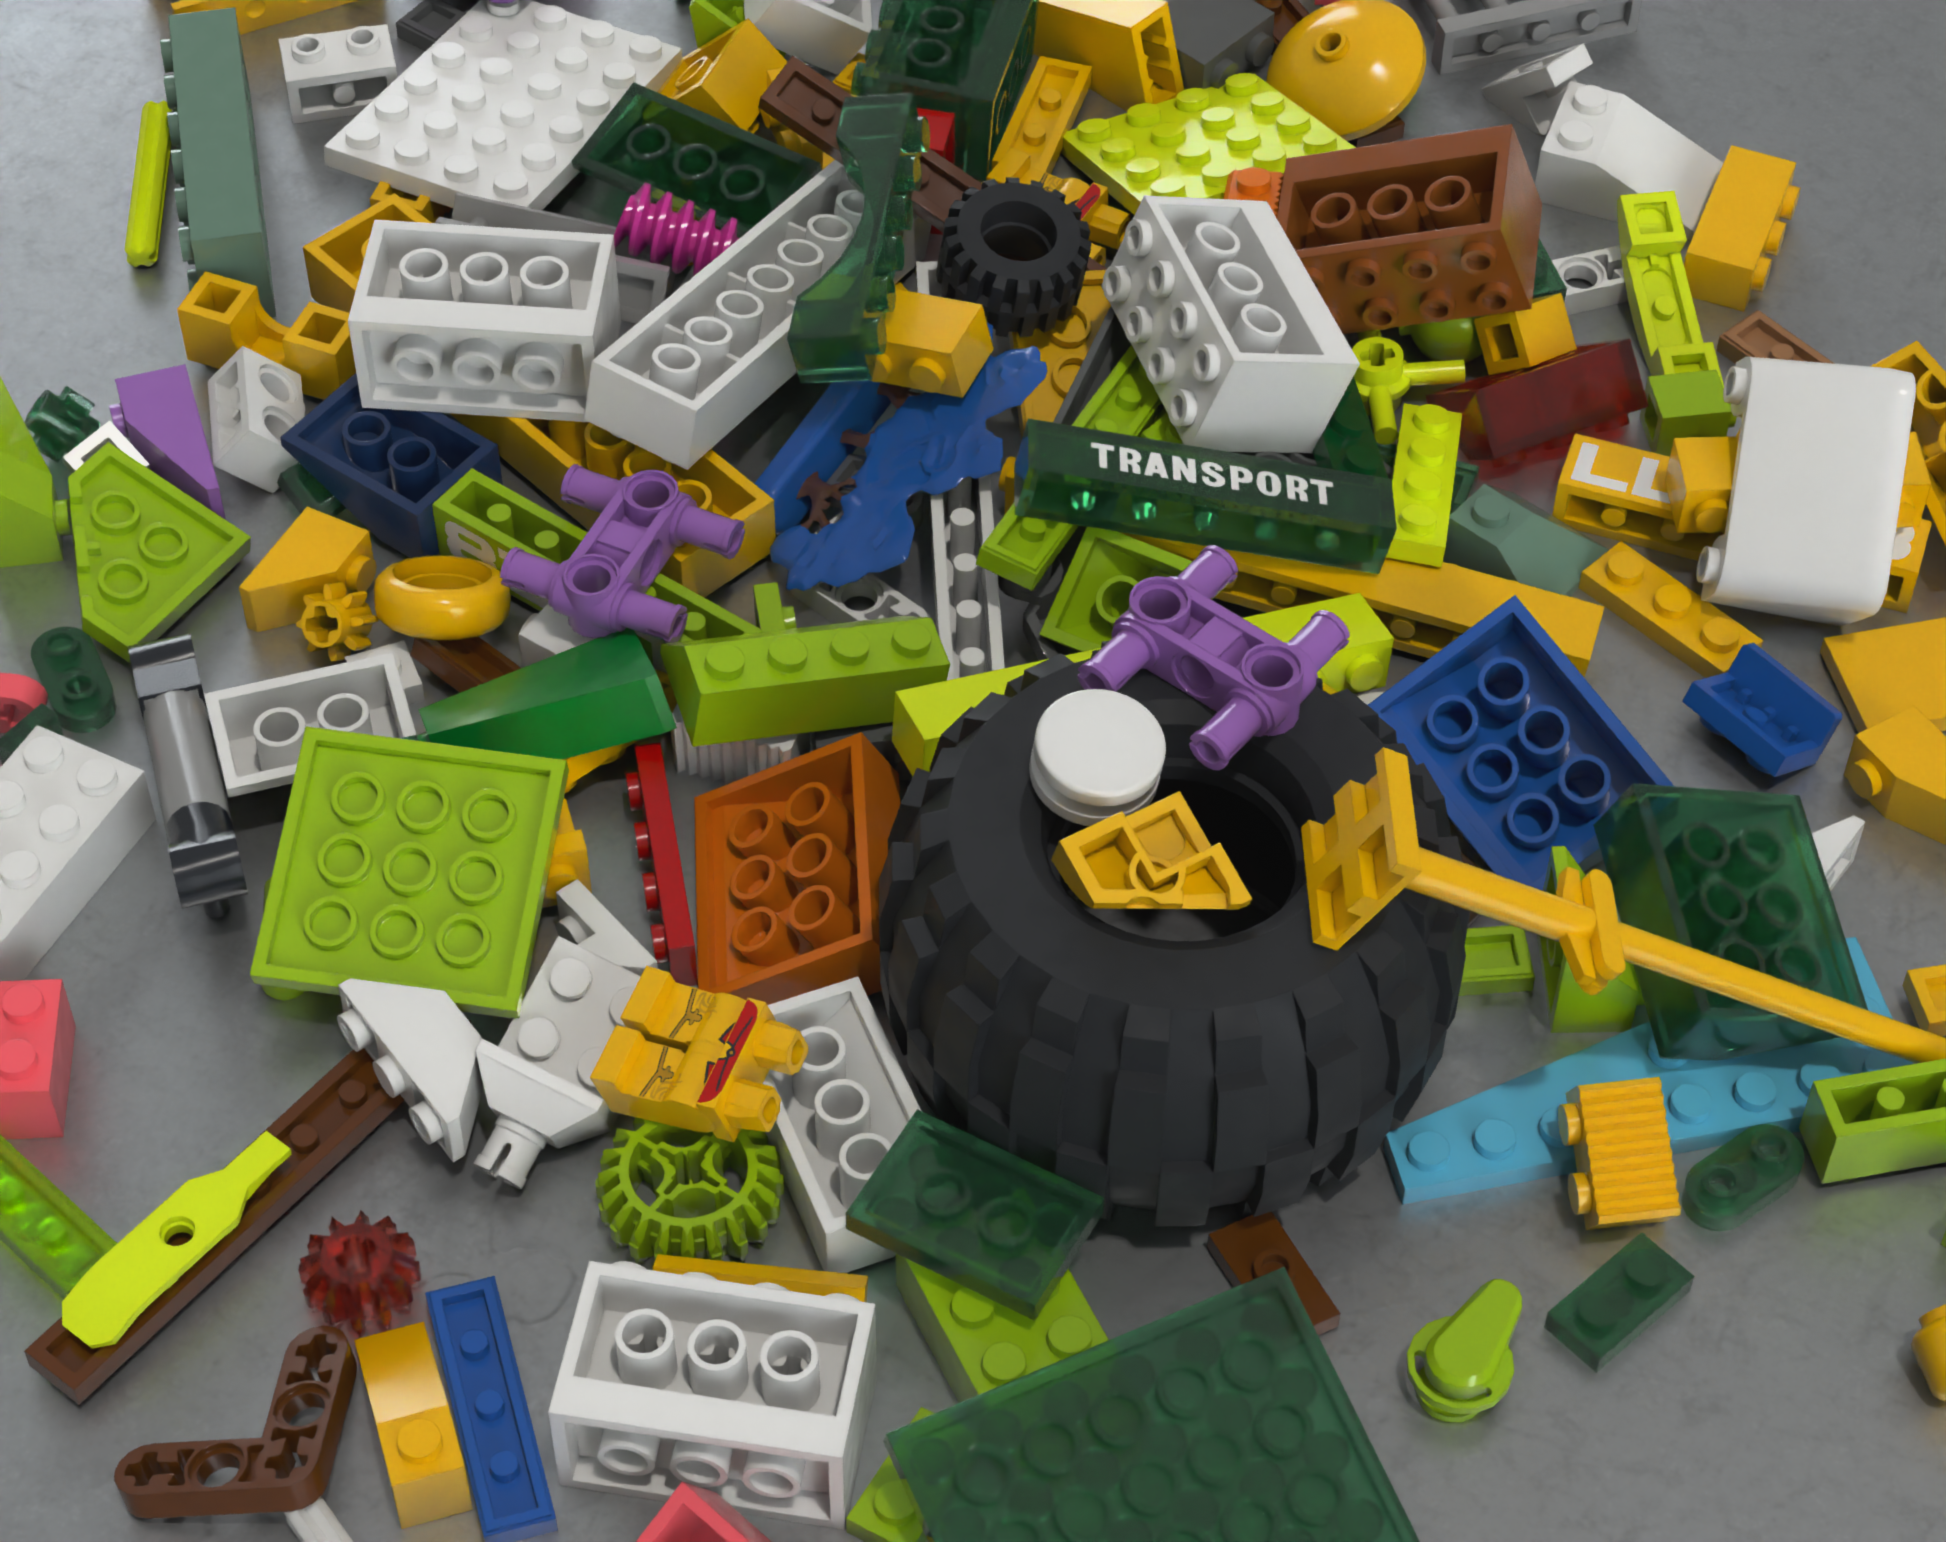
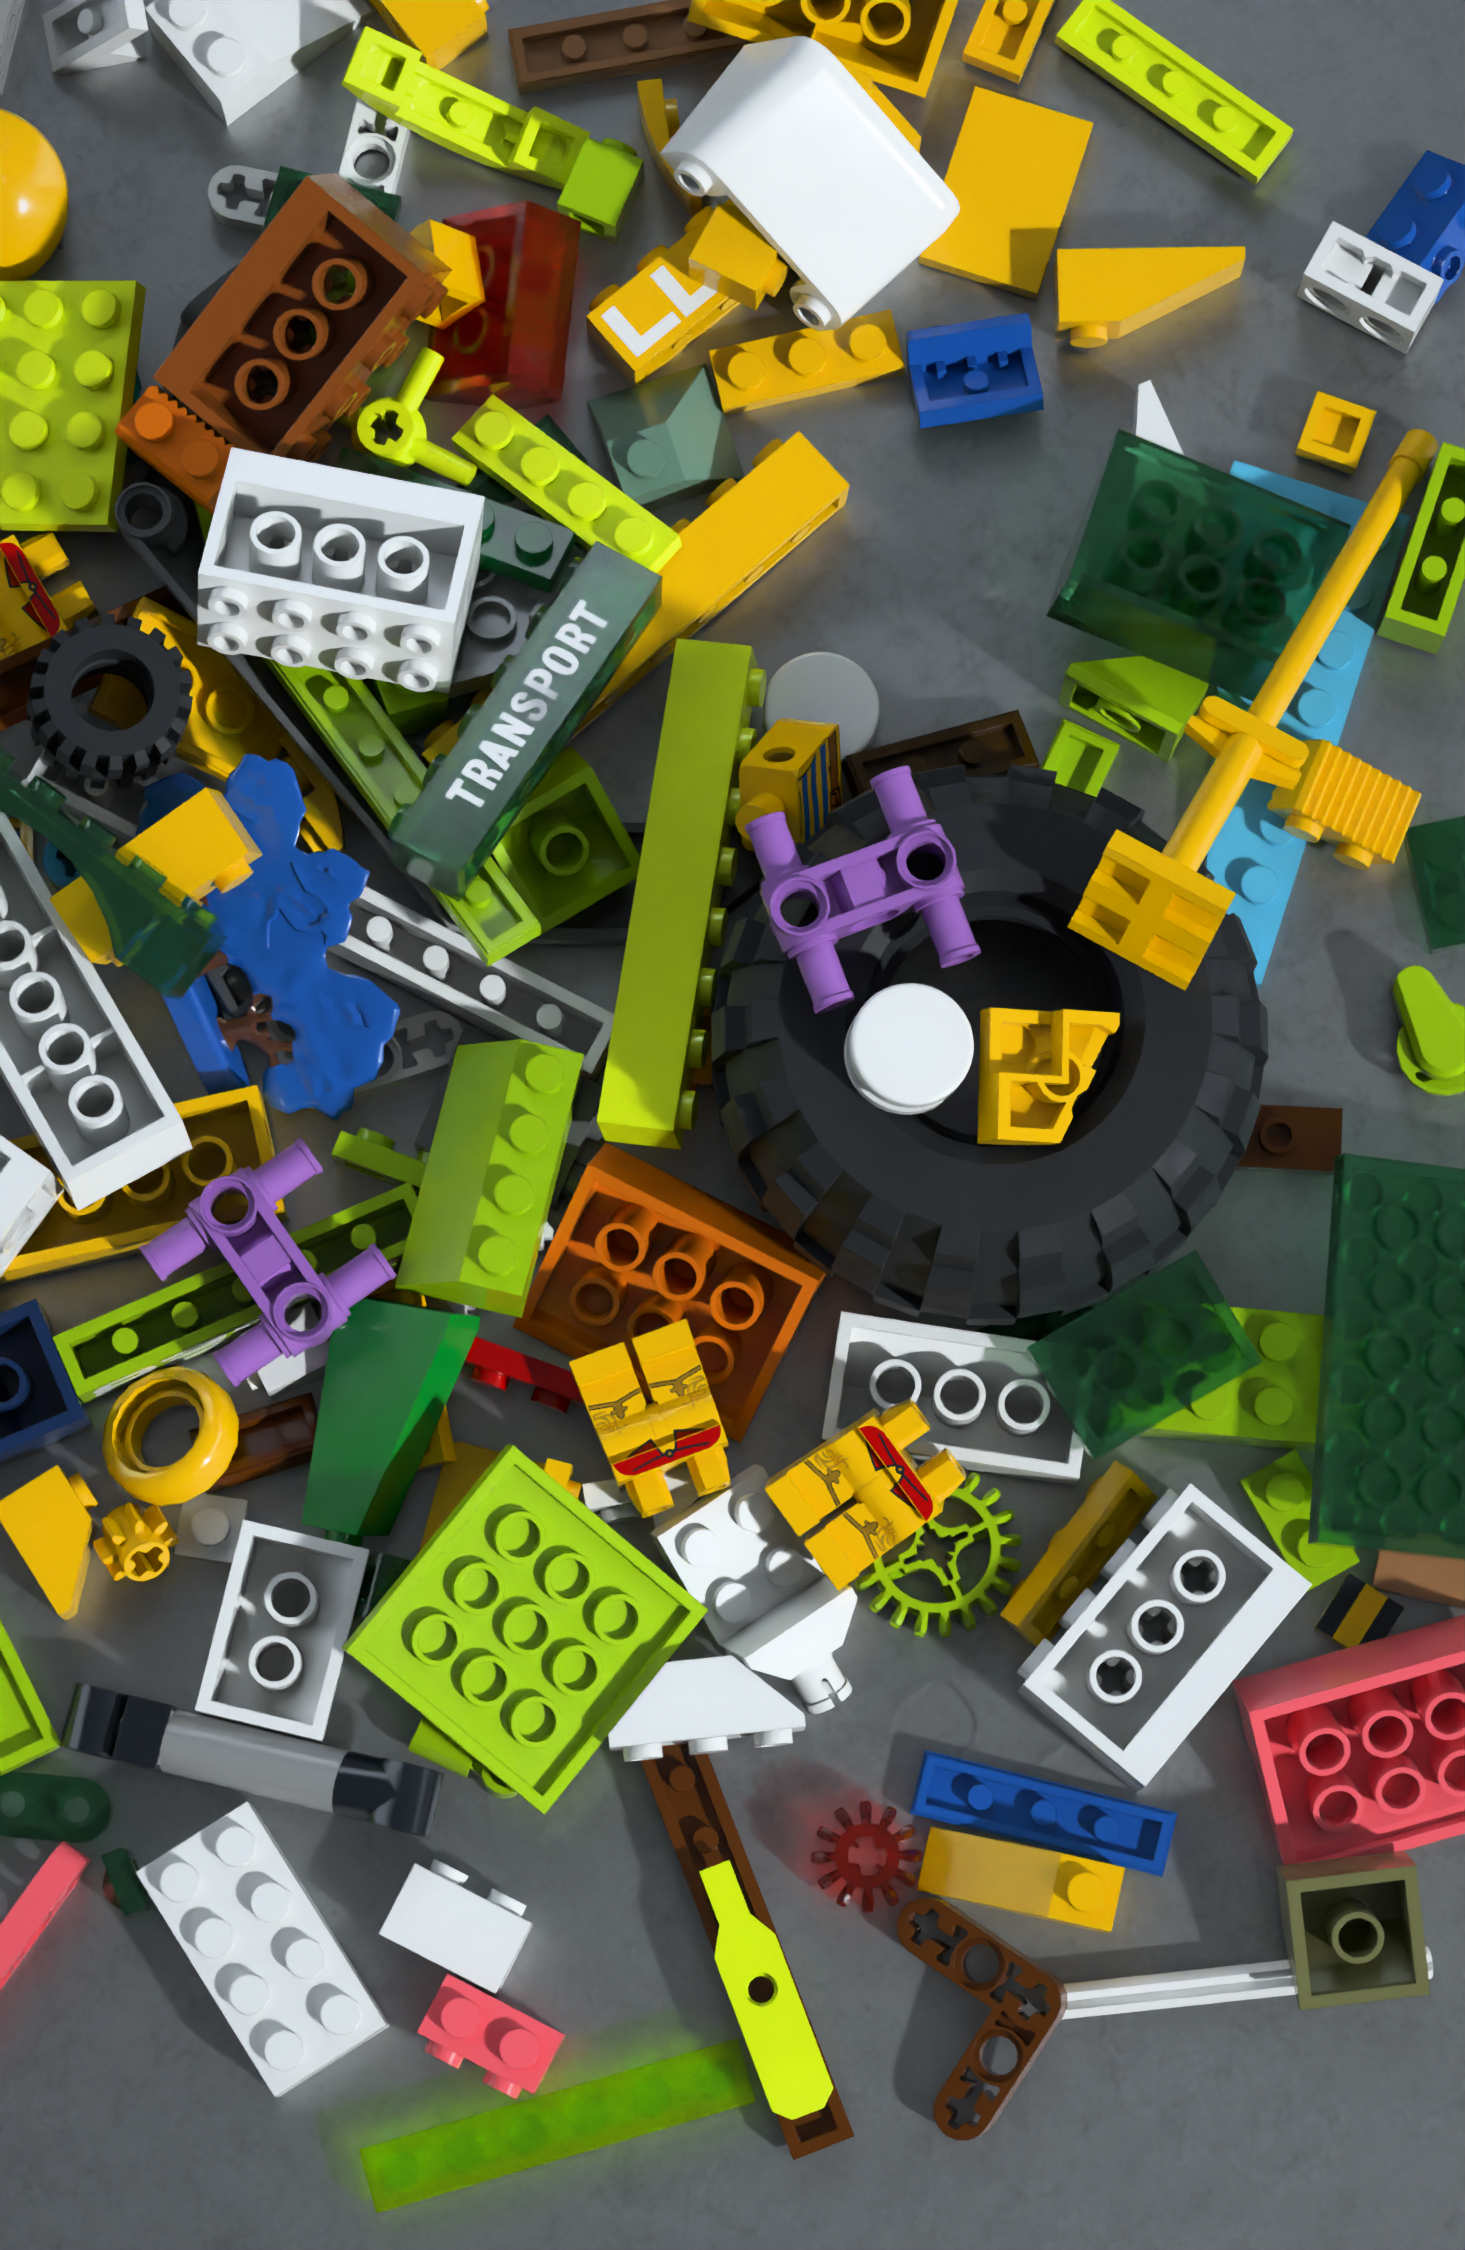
camera: 60 degrees left, 30 degrees up
(117, 992) = (456, 1926): none -> white brick
(670, 882) = (658, 1437): none -> yellow hips
(1516, 744) = (916, 614): blue slope -> none
(1747, 1172) = (1394, 709): clear green plate -> none

